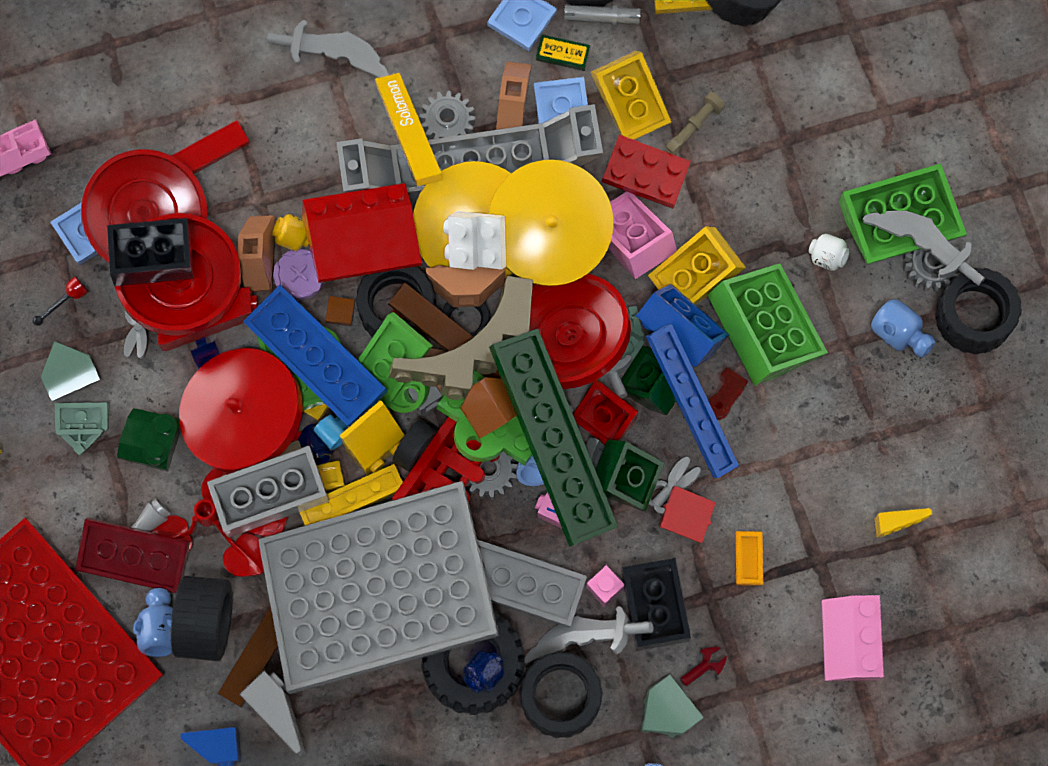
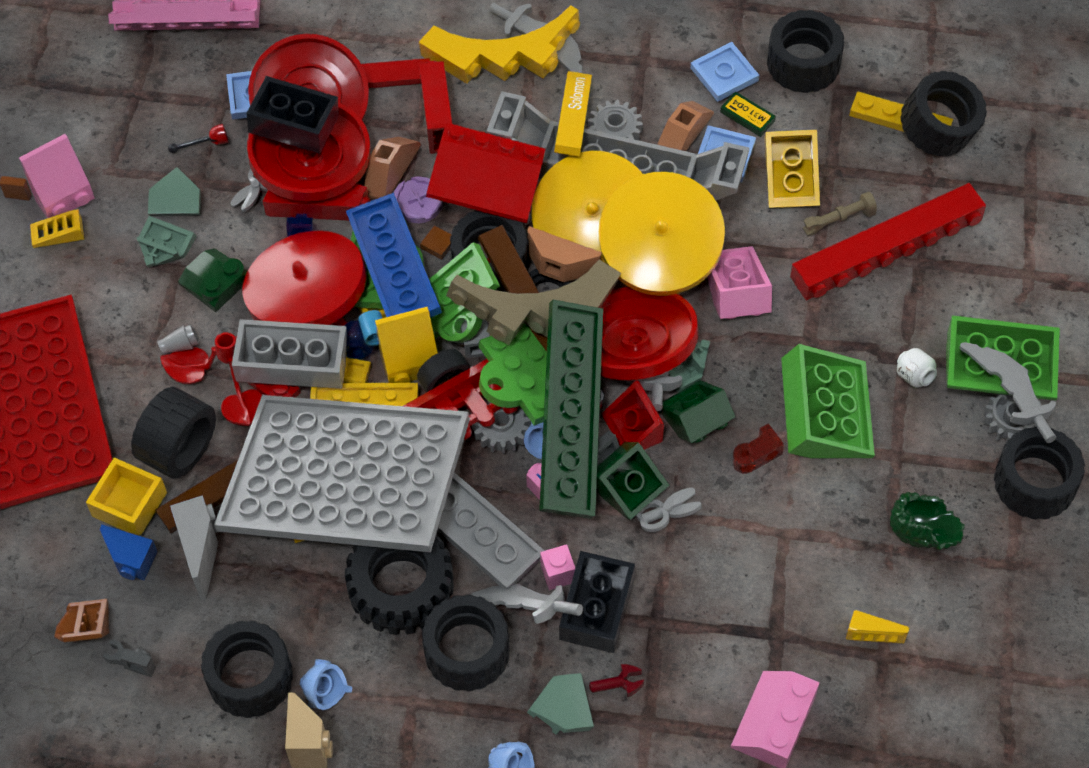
camera: 25 degrees right, 15 degrees down
(132, 555) = (143, 359): dark red tile -> none
(154, 624) = (122, 427): medium blue piece -> none
(188, 696) = (126, 497): none -> yellow piece
(271, 170) = (435, 101): none -> red slope
(272, 104) = (501, 57): none -> yellow arch
(290, 232) = (424, 158): yellow head -> none
(475, 240) = (584, 218): white plate -> none
(483, 671) = (400, 579): clear blue head -> none
(487, 406) = (523, 354): dark orange slope -> none
(602, 14) = (807, 99): light grey pin -> none
(646, 171) = (774, 235): red plate -> none
(687, 514) = (668, 539): red piece -> none
(692, 401) = (720, 436): blue plate -> none
(695, 329) = (743, 370): blue brick -> none
(698, 265) = (779, 329): yellow slope -> none
(749, 134) = (887, 241): none -> red brick
(749, 558) = (709, 604): light orange tile -> none
(902, 328) = (956, 459): medium blue piece -> none
(903, 402) = (925, 522): none -> dark green piece

